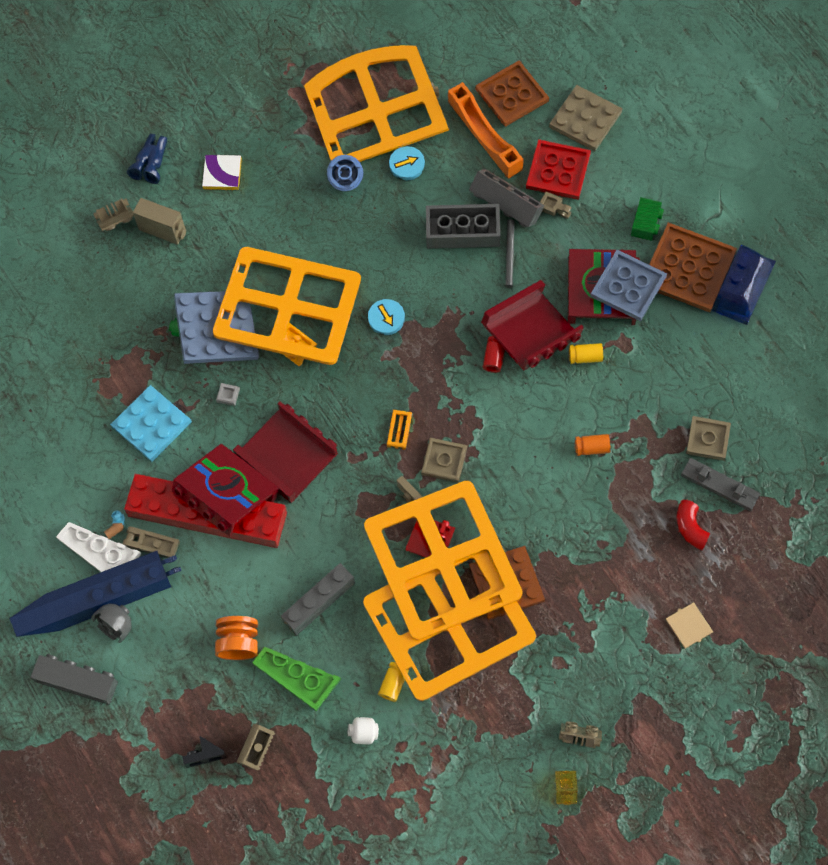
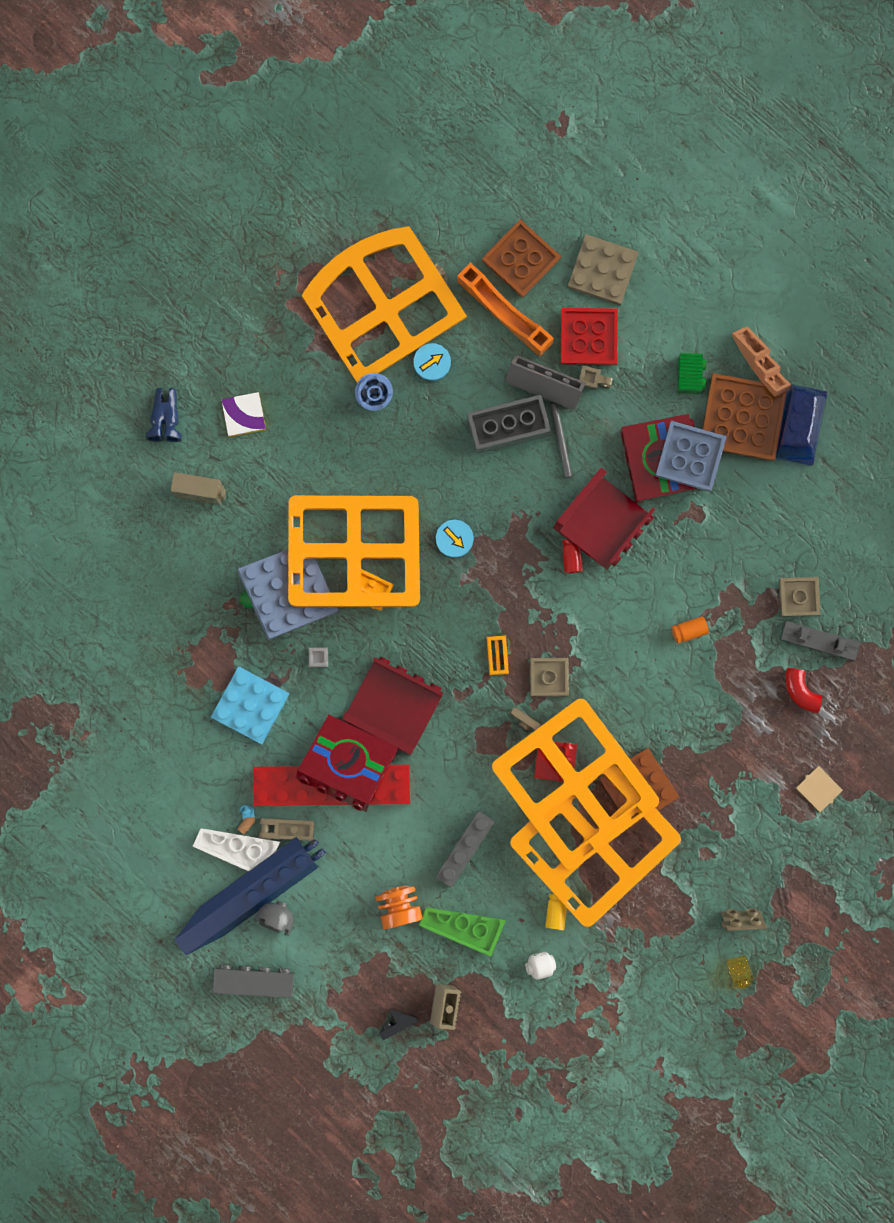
camera: 20 degrees left, 15 degrees up
(109, 222) = (150, 493): dark tan hinge -> none
(585, 353) = (662, 534): yellow piece -> none
(715, 219) = (762, 364): none -> nougat slope

